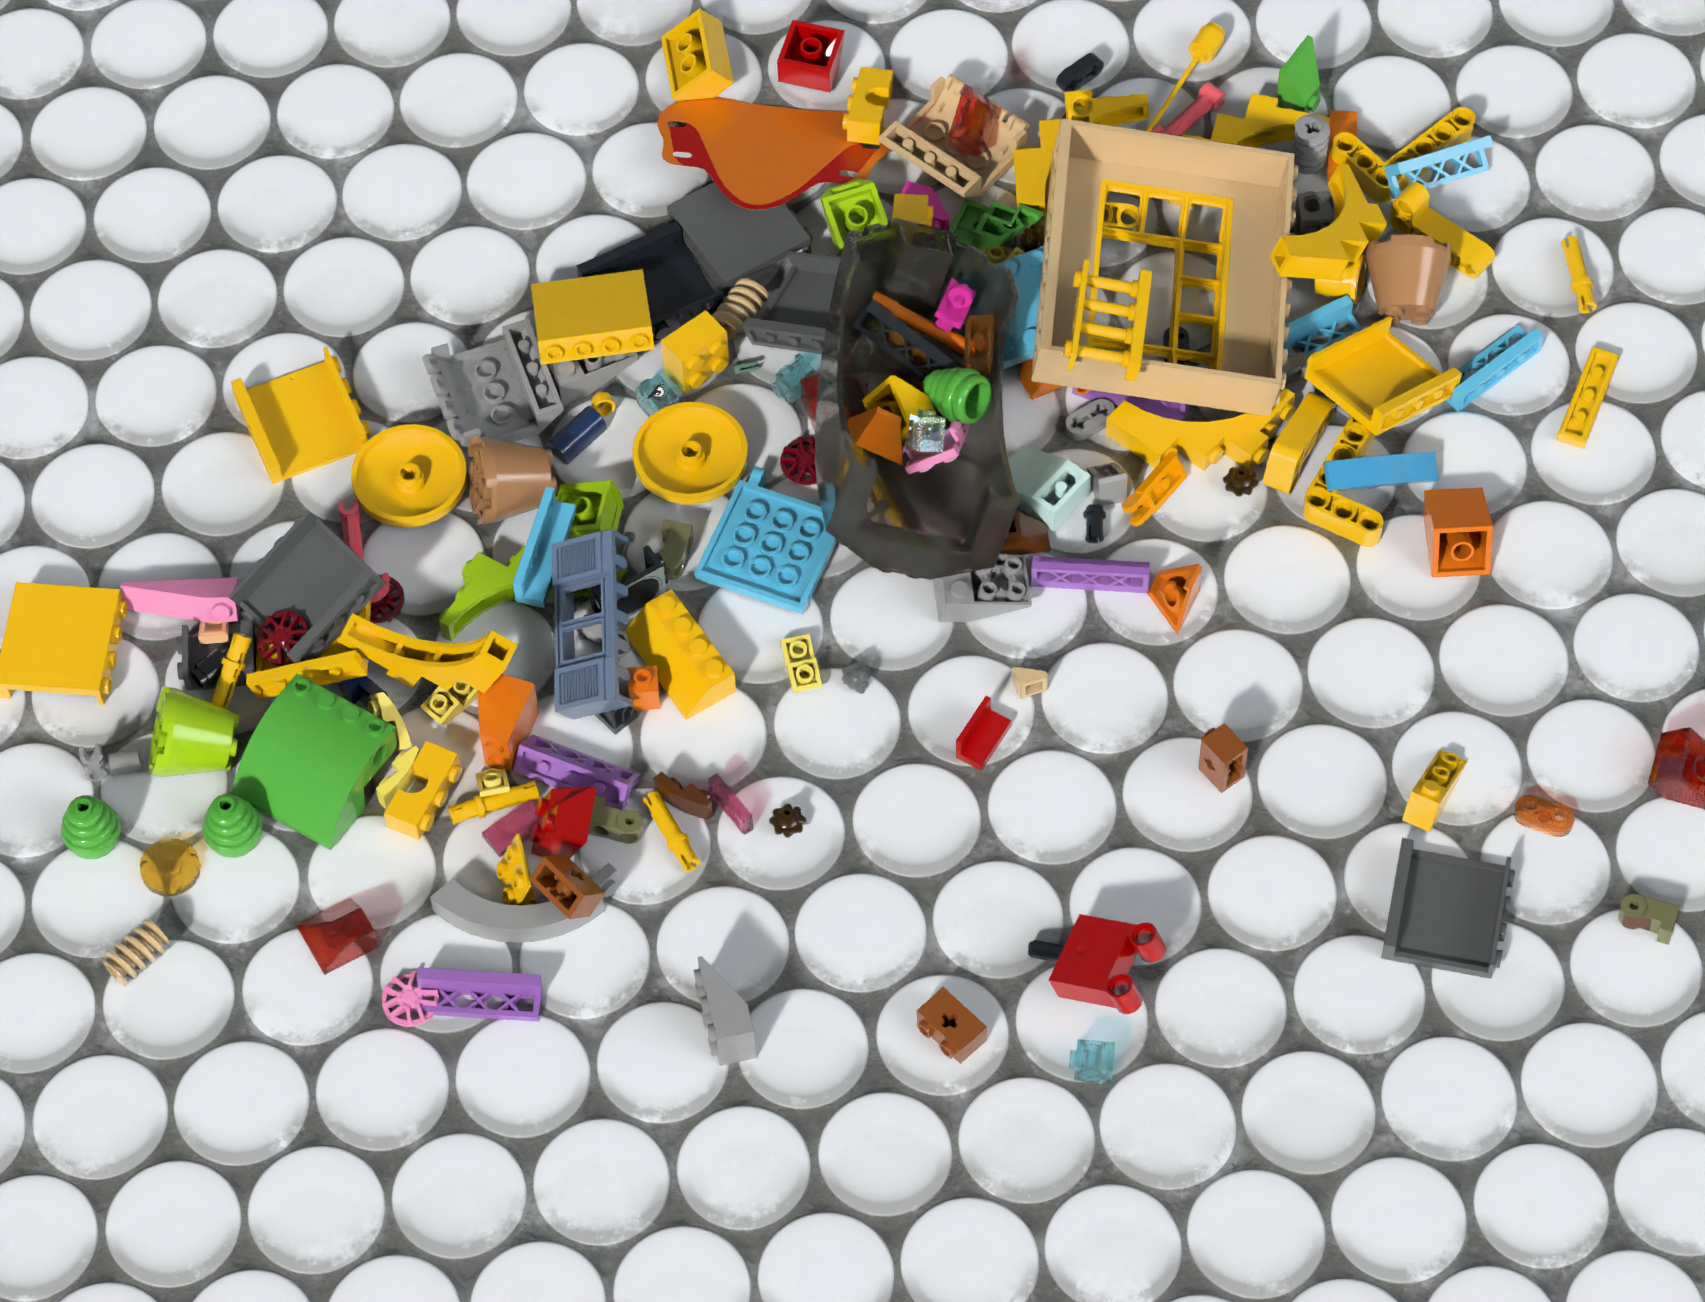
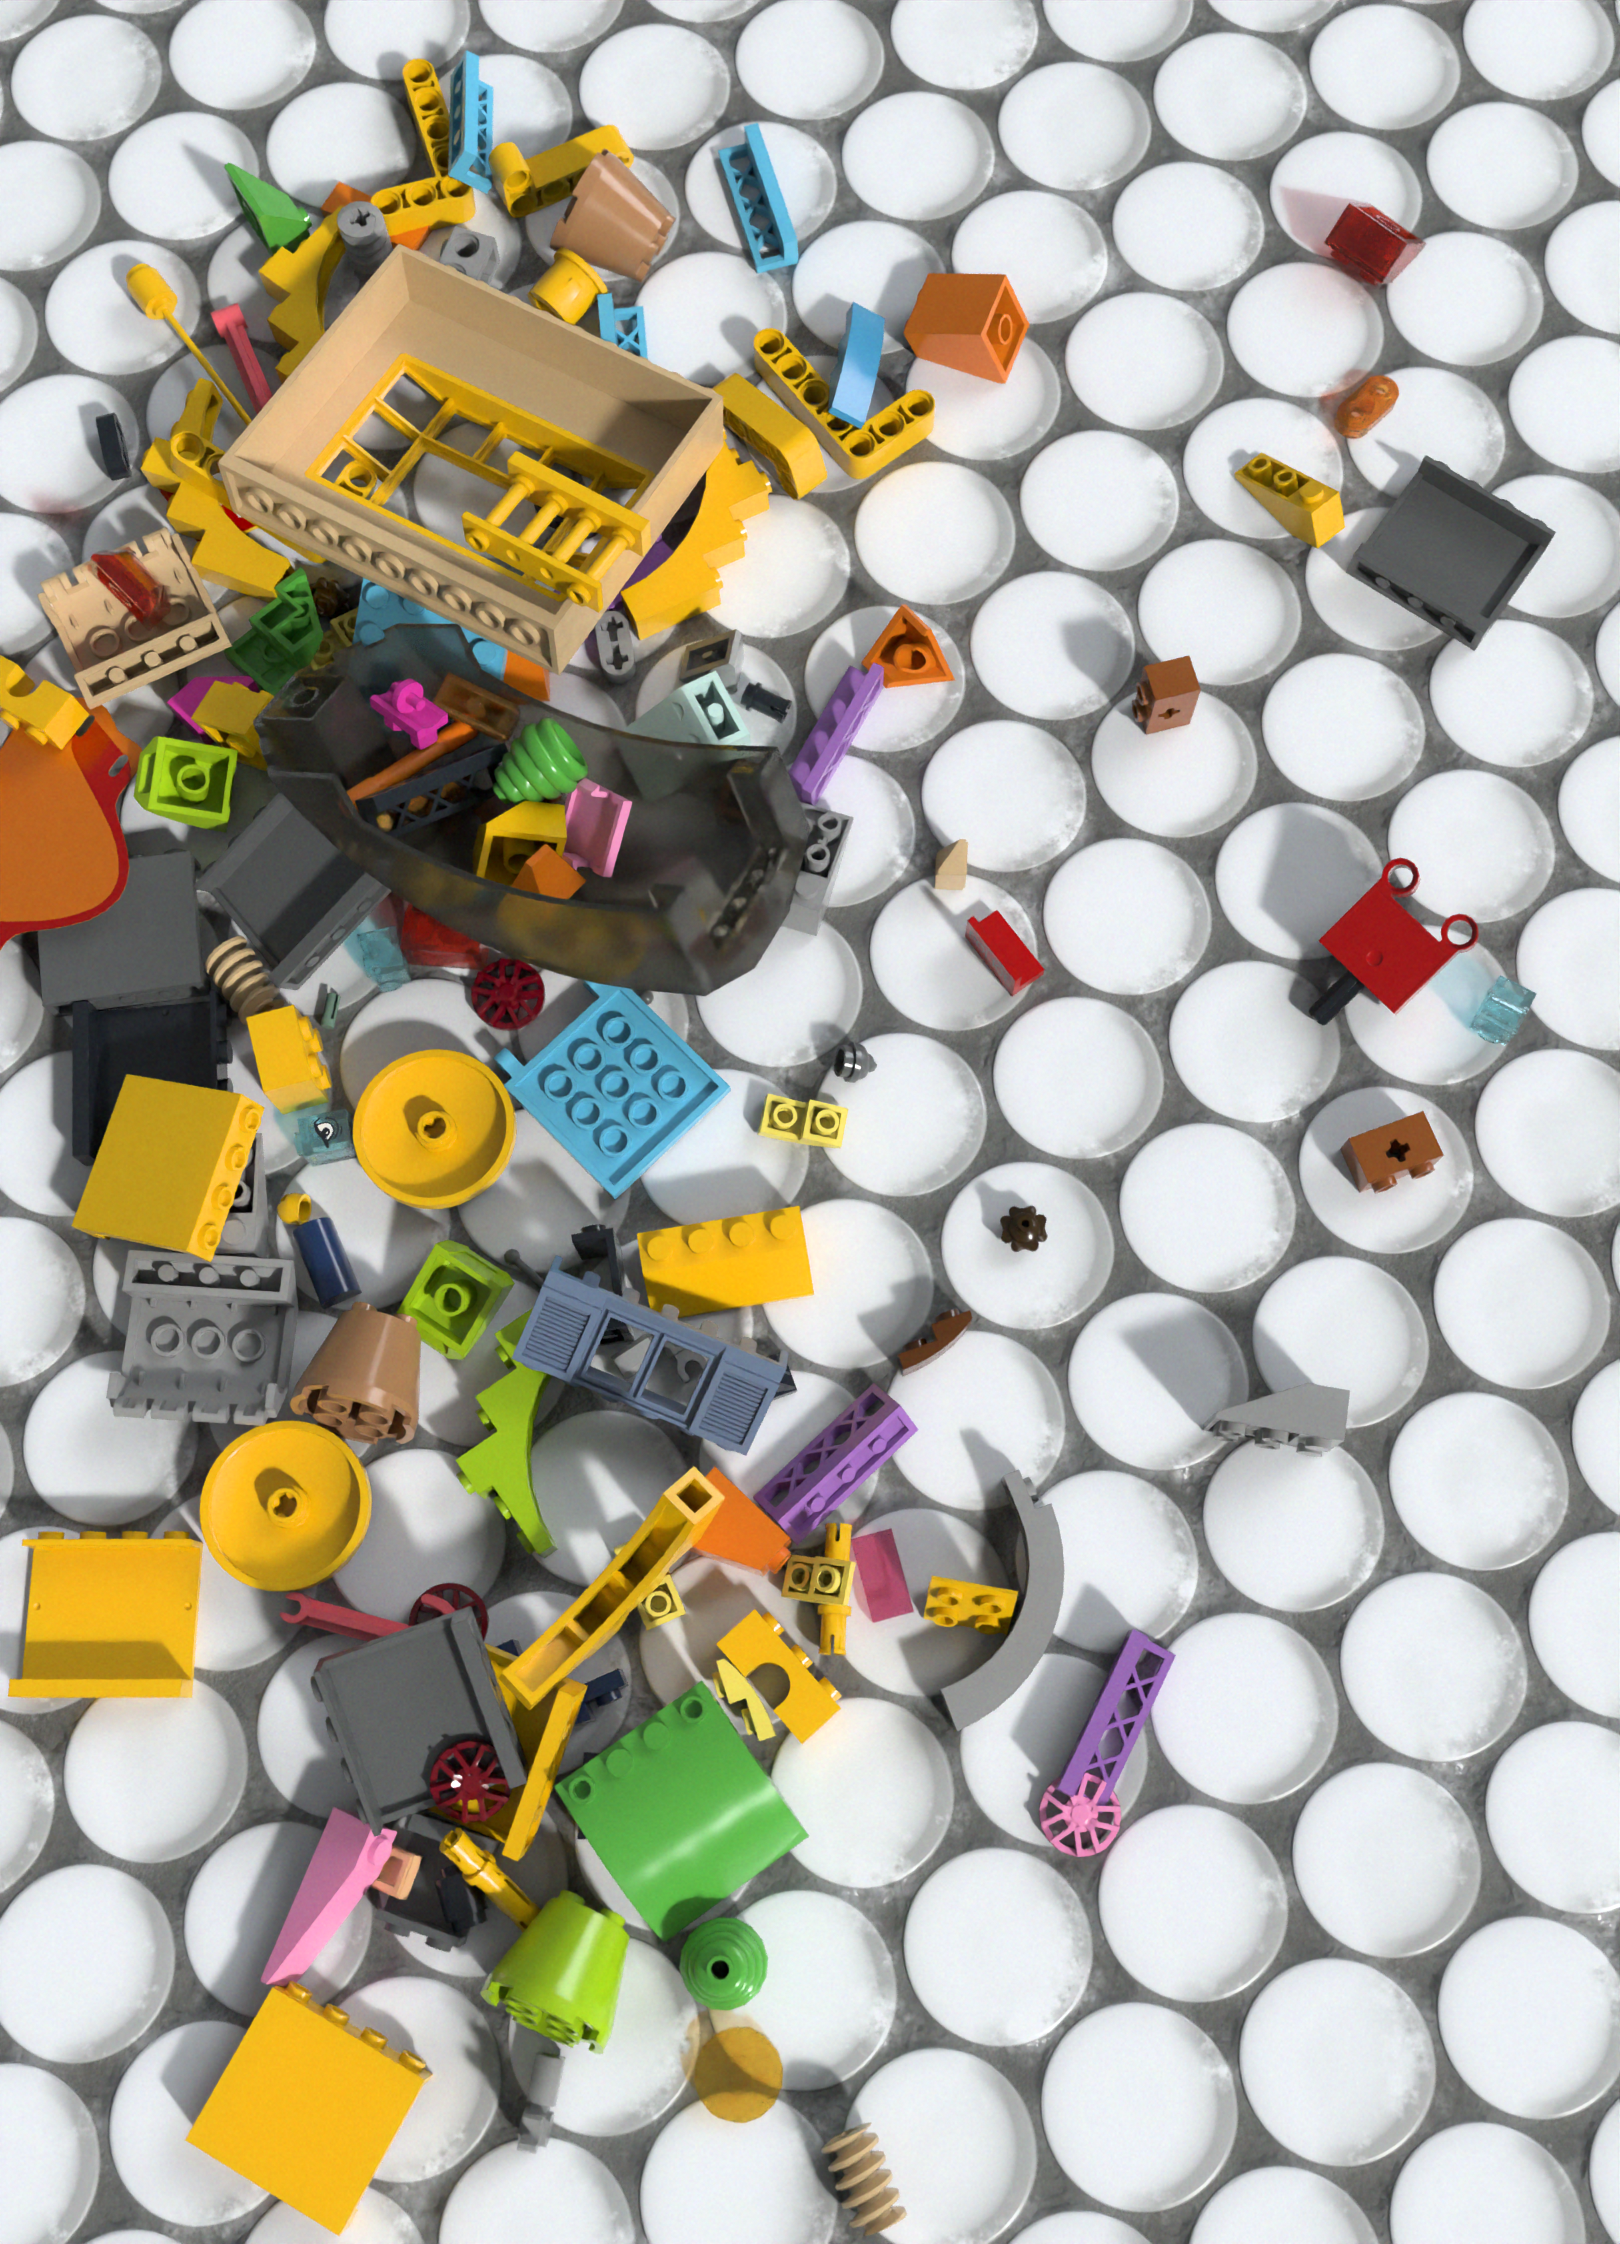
camera: 65 degrees left, 15 degrees up
(90, 827) = (649, 2156): bright green piece -> none
(338, 935) = (943, 1876): clear red slope -> none
(384, 708) = (664, 1680): light yellow slope -> none
(535, 568) = (492, 1364): medium azure fence -> none
(562, 821) = (921, 1509): red slope -> none
(567, 886) = (1037, 1544): dark orange brick -> none
(615, 824) = (942, 1438): olive leg -> none
(644, 687) = (757, 1323): orange brick -> none
(676, 840) = (977, 1378): yellow pin -> none
(678, 542) = (561, 1202): olive leg -> none
(730, 804) = (972, 1288): clear pink tile -> none
(933, 438) = (586, 822): clear light blue brick -> none
(1155, 490) = (755, 616): light orange hinge -> none
(1240, 481) = (786, 520): dark brown plant -> none
(1331, 248) = (541, 249): yellow arch -> none
(1379, 378) = (733, 311): yellow panel -> none
(1581, 283) = (684, 61): yellow pin -> none
(1588, 397) = (847, 126): yellow tile -> none
(1648, 914) = (1549, 348): olive leg -> none

